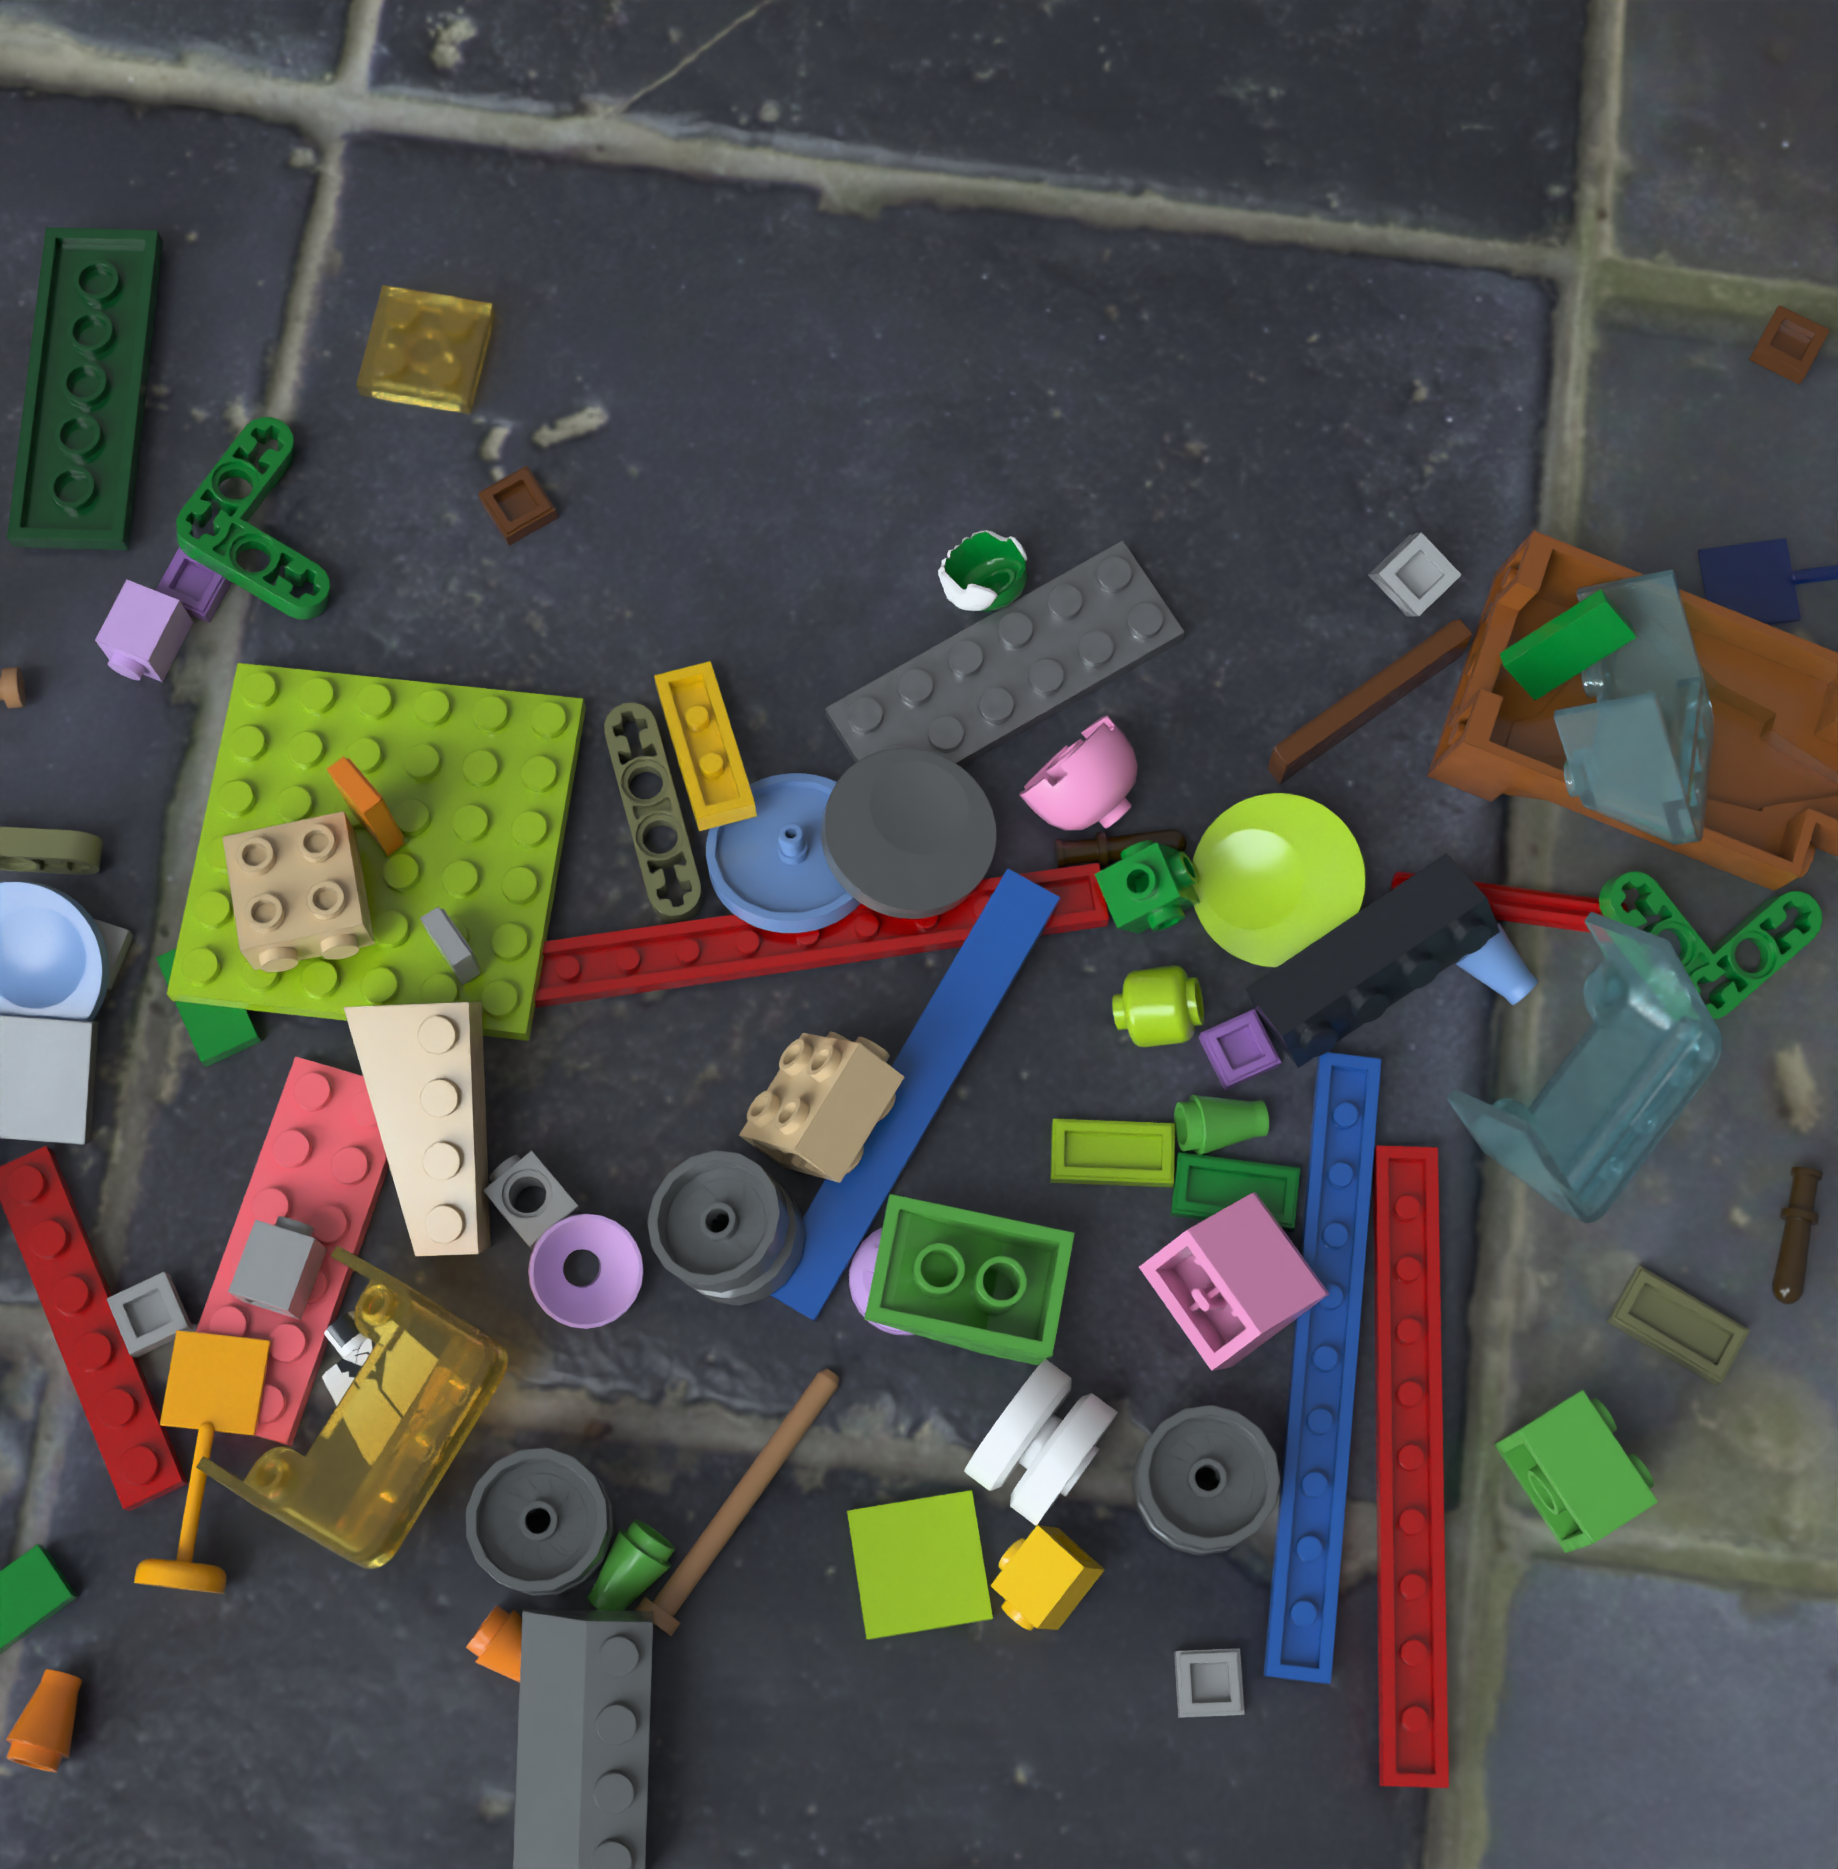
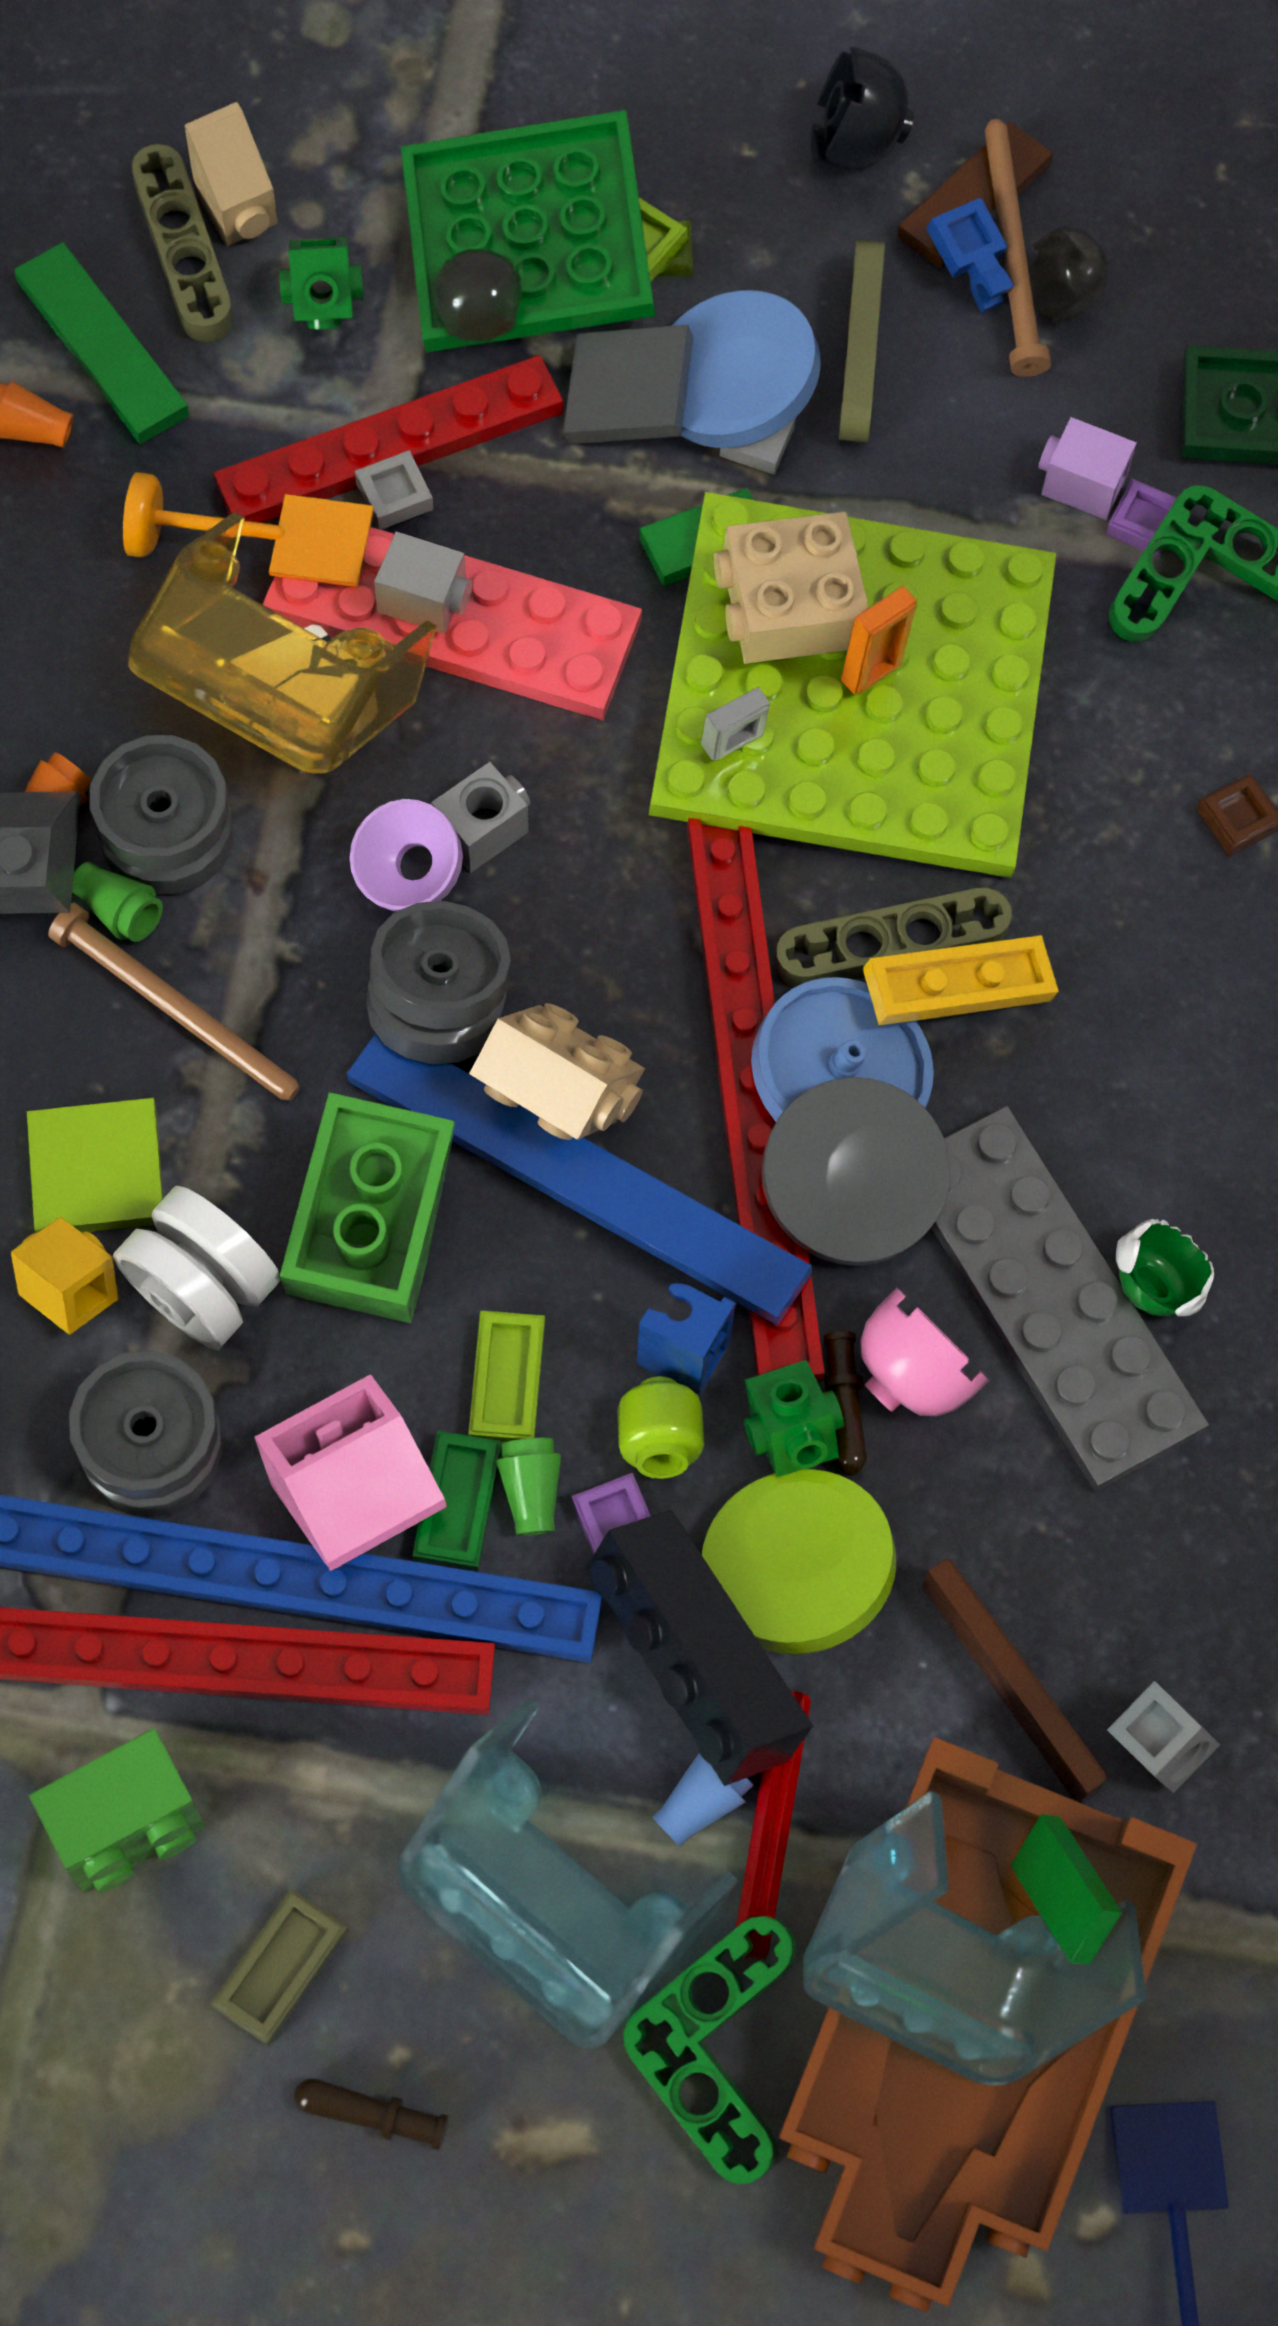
camera: 90 degrees right, 5 degrees down
(431, 1114) = (566, 712): tan wedge -> none
(1088, 969) = (686, 1348): none -> blue hinge

